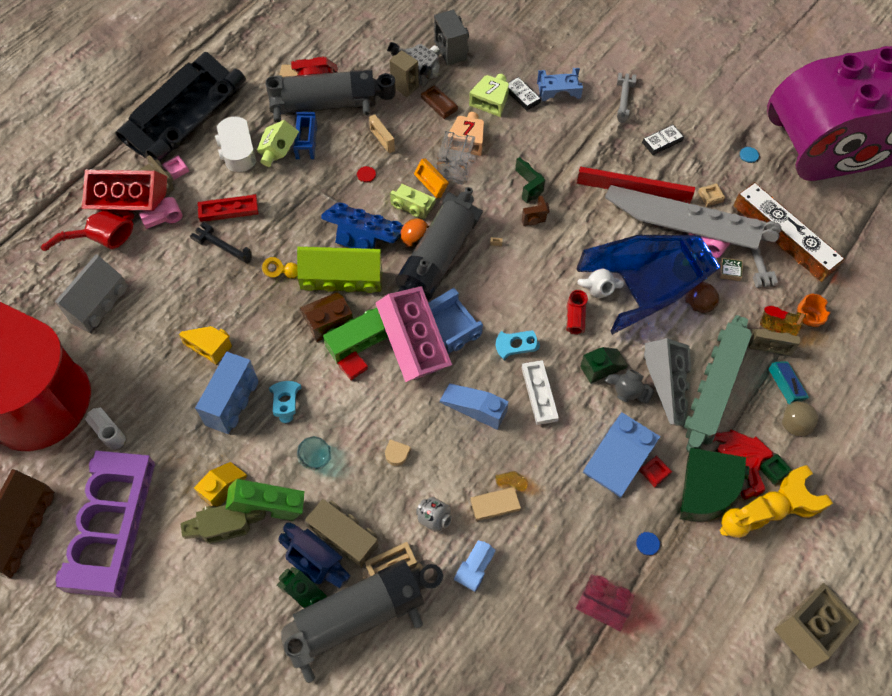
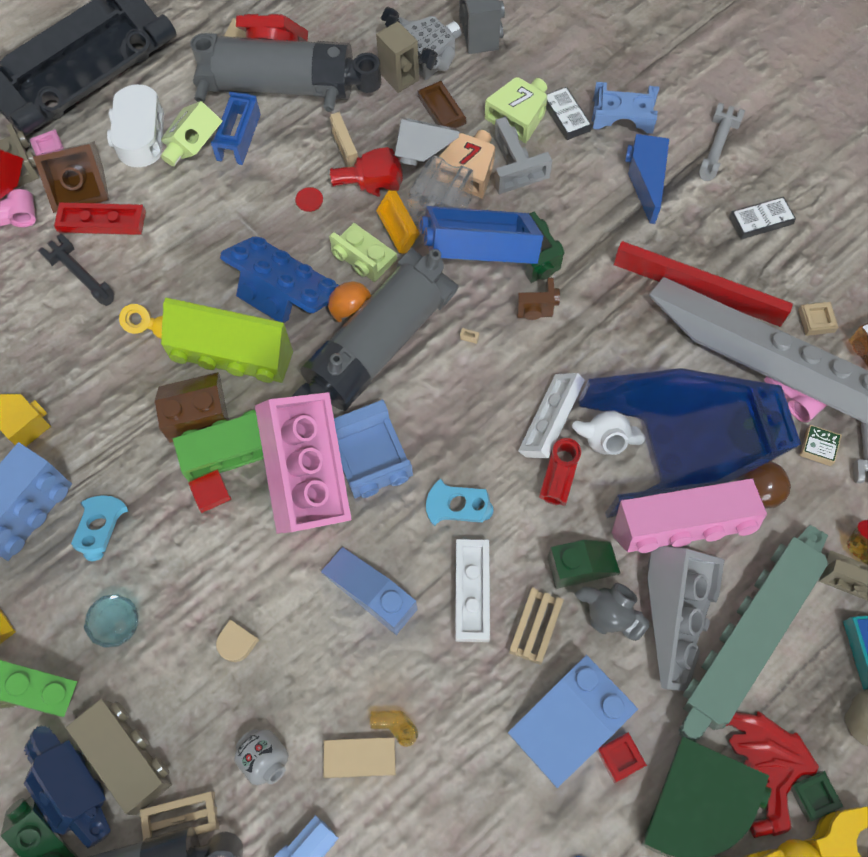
camera: 15 degrees right, 5 degrees up
(201, 183) = (72, 175): none -> reddish brown slope
(405, 149) = (371, 172): none -> red piece
(435, 123) = (421, 140): none -> light grey slope
(491, 175) = (481, 234): none -> blue window
(501, 132) = (520, 168): none -> light grey bracket
(562, 280) = (551, 415): none -> white plate
(574, 423) = (545, 599): none -> tan tile
(585, 122) = (647, 171): none -> blue slope
(662, 320) = (689, 516): none -> bright pink slope

